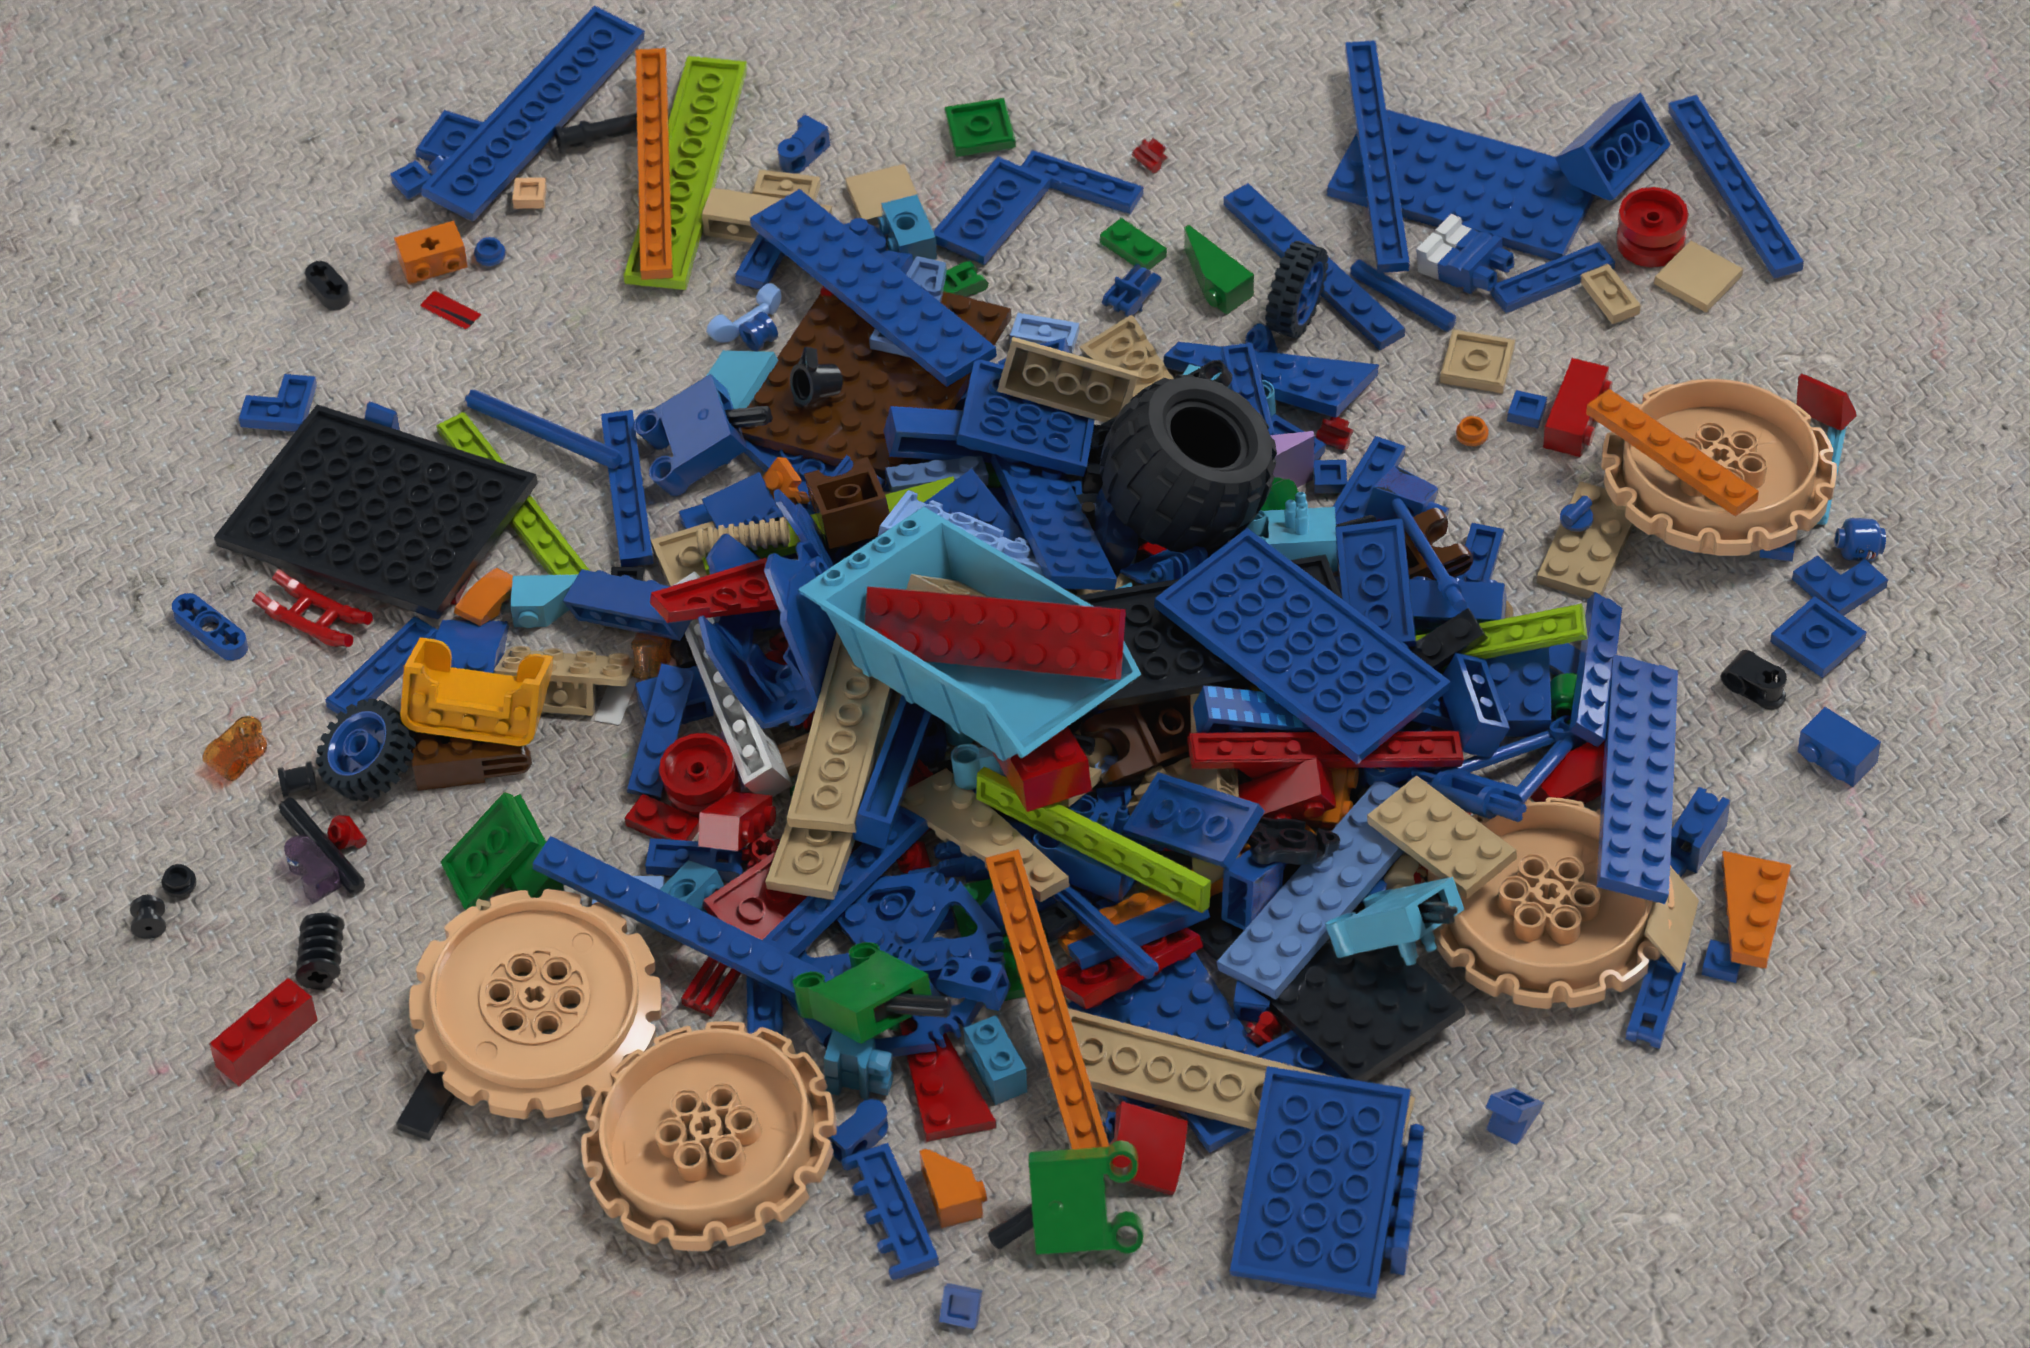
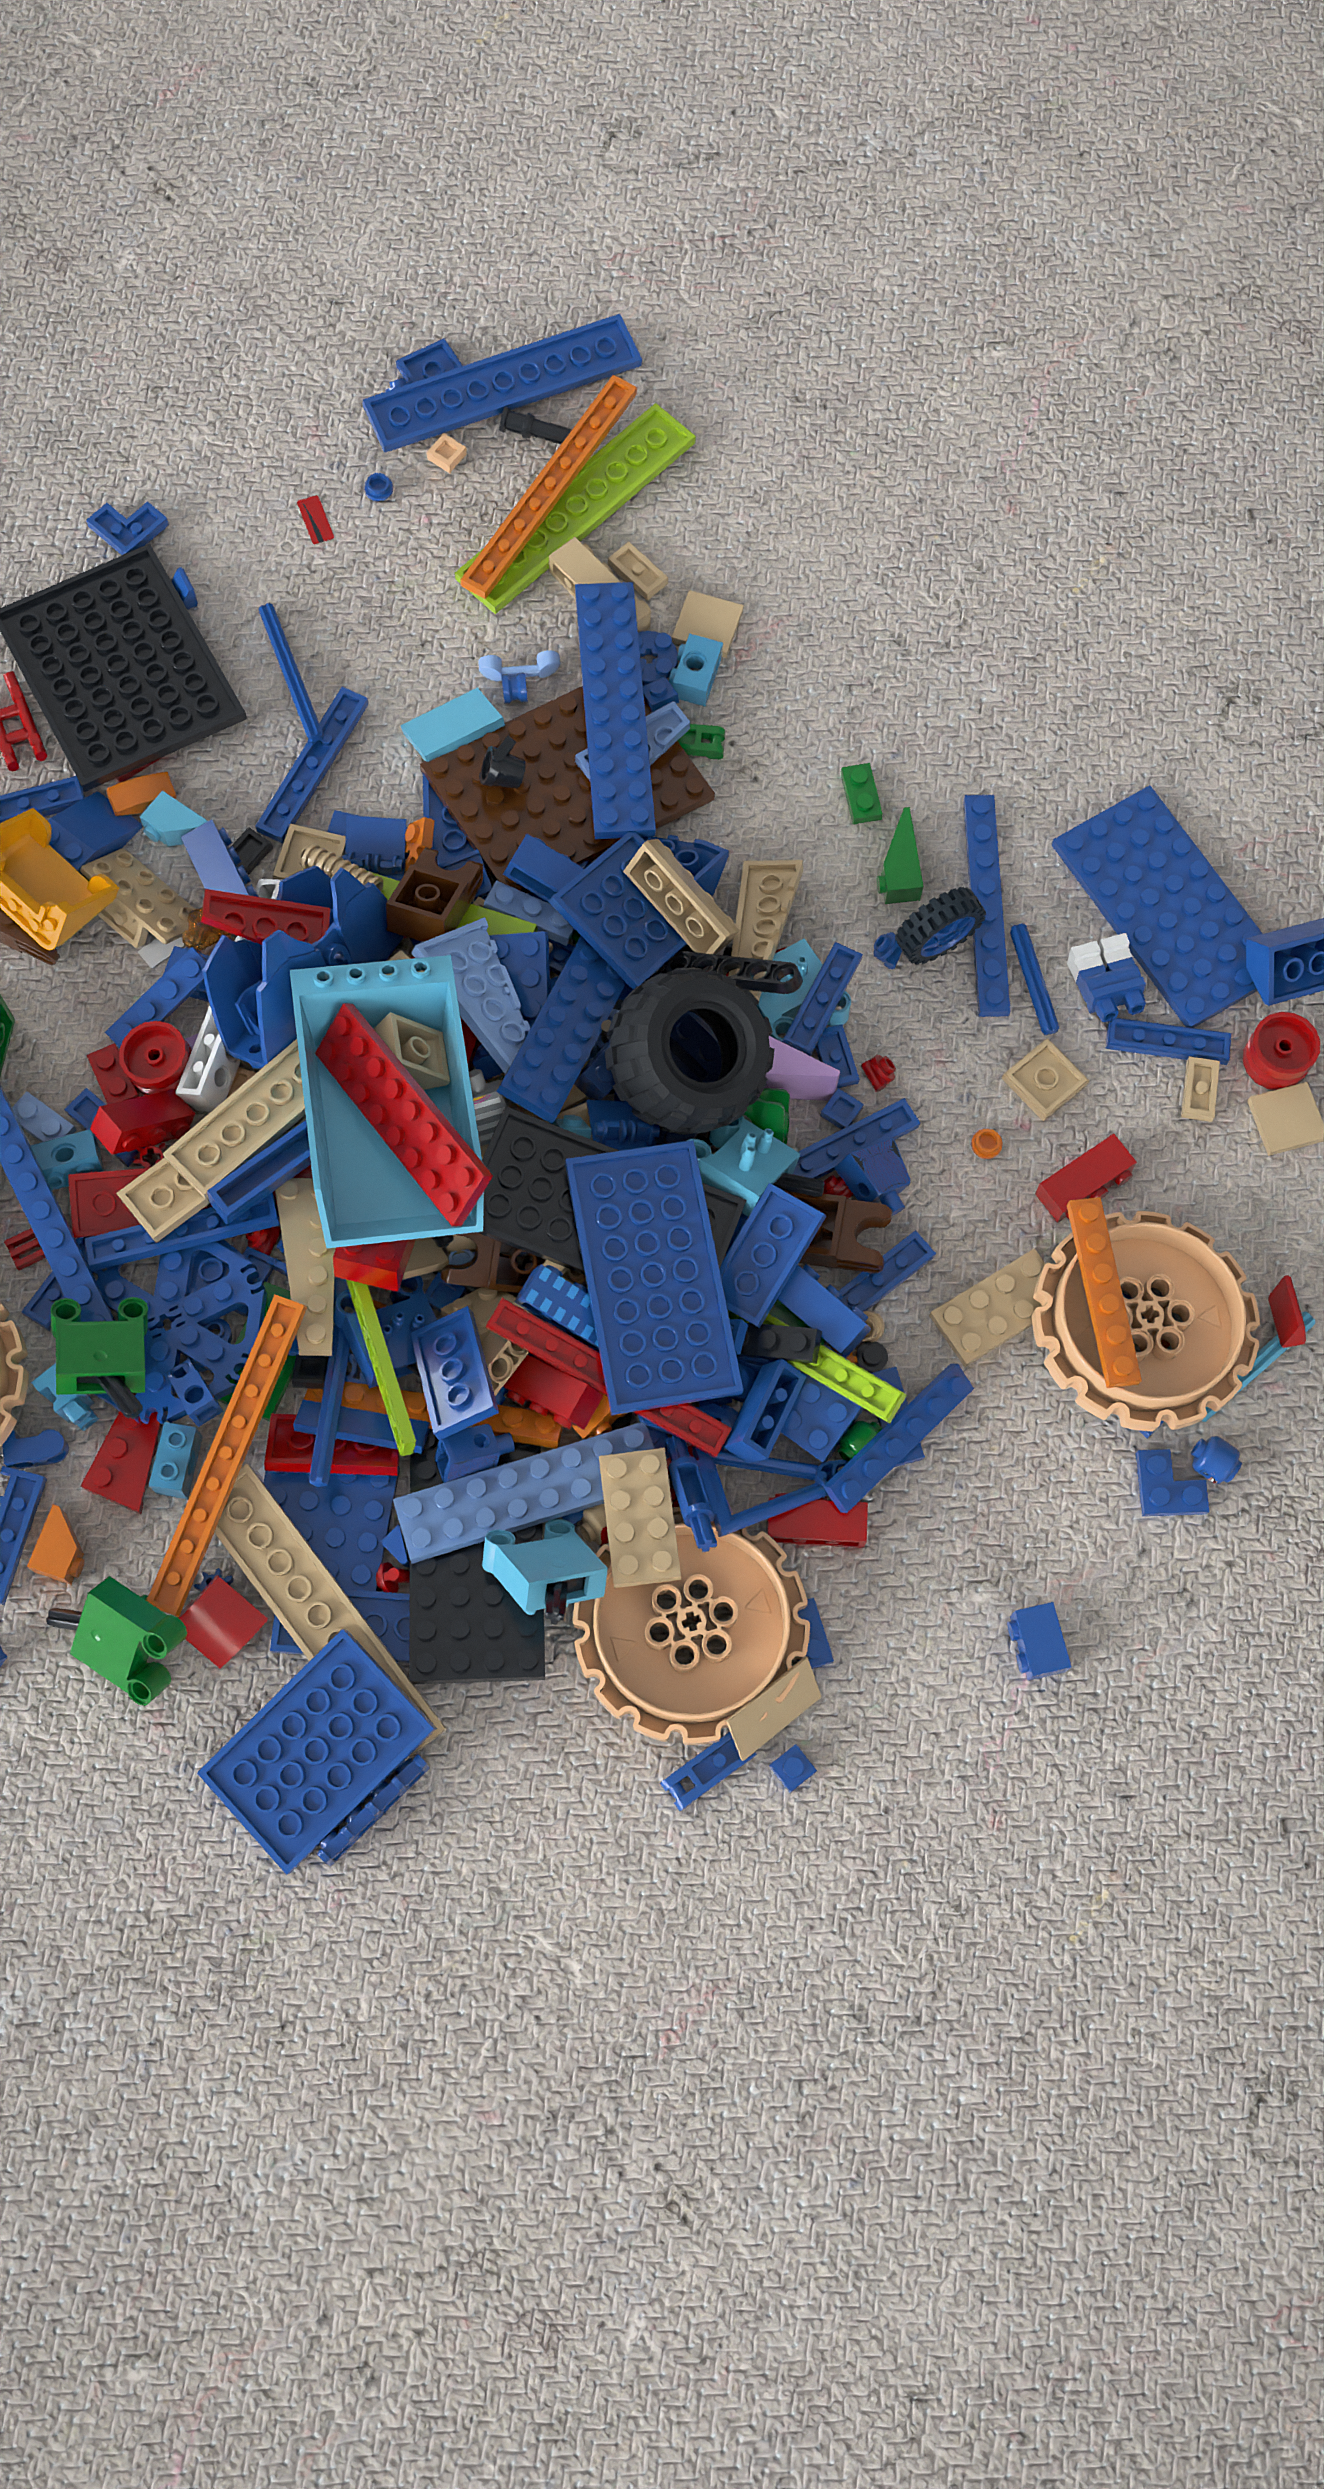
camera: 30 degrees right, 20 degrees up
(332, 282) = (248, 441): black beam -> none
(410, 179) = (370, 384): blue plate -> none
(431, 252) = (333, 460): orange brick -> none
(530, 521) = (225, 745): lime tile -> none
(700, 431) = (390, 753): blue piece -> none
(759, 264) = (559, 629): blue plate -> none
(804, 146) = (680, 540): blue leg -> none
(980, 127) = (827, 609): green plate -> none
(991, 210) = (775, 691): blue plate -> none
(1044, 329) = (727, 831): light blue plate -> none
(1085, 182) = (867, 708): blue tile -> none
(1131, 290) = (825, 834): blue arm -> none
(1150, 154) = (940, 718): red plate -> none
(1290, 842) = (518, 1436): black tile -> none
(1299, 380) = (881, 1000): blue wing -> none
(1377, 157) = (1108, 840): blue plate -> none
(1447, 584) = (816, 1298): blue bar -> none
(1512, 1114) = (520, 1787): blue slope -> none
(1527, 409) = (1046, 1152): blue plate -> none
(1578, 515) = (999, 1284): blue plate -> none
(1638, 780) = (841, 1570): blue plate -> none
(1700, 826) = (864, 1639): blue brick -> none
(1753, 677) = (1023, 1526): black piece -> none
(1753, 905) = (857, 1734): orange wing -> none
(1818, 637) = (1108, 1526): blue plate -> none

